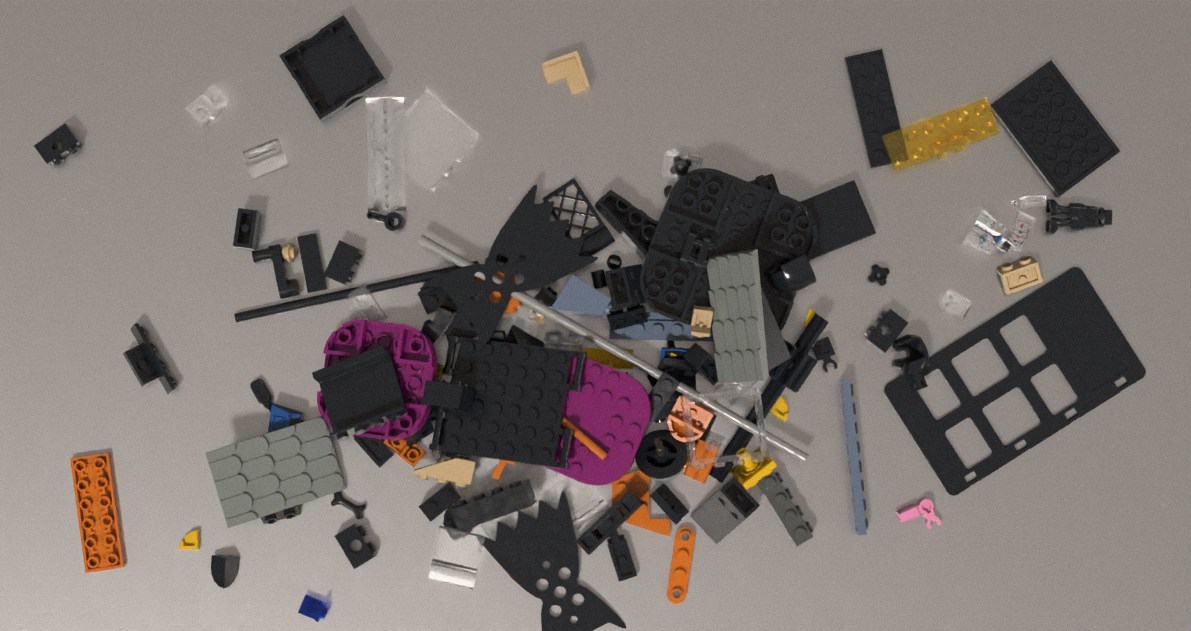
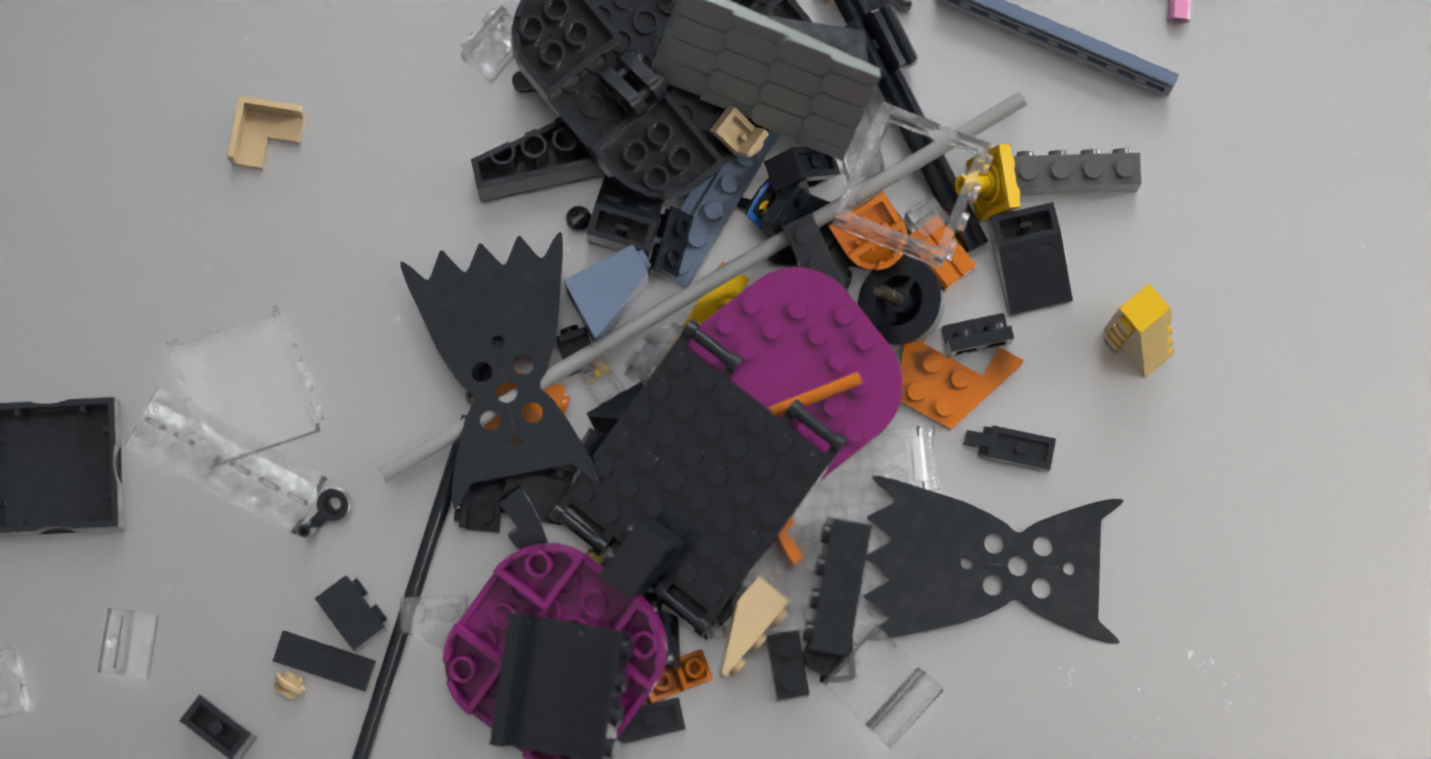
camera: 65 degrees left, 5 degrees down
(286, 287) = (339, 718): black beam -> none
(597, 237) = (529, 220): black piece -> none
(599, 279) = (590, 252): black hinge -> none
(609, 522) = (956, 432): black hinge -> none
(678, 161) = (486, 43): black plate -> none
(680, 565) = (1074, 369): orange plate -> none
(717, 590) = (1142, 330): none -> yellow wedge
(780, 409) = (930, 100): yellow tile -> none

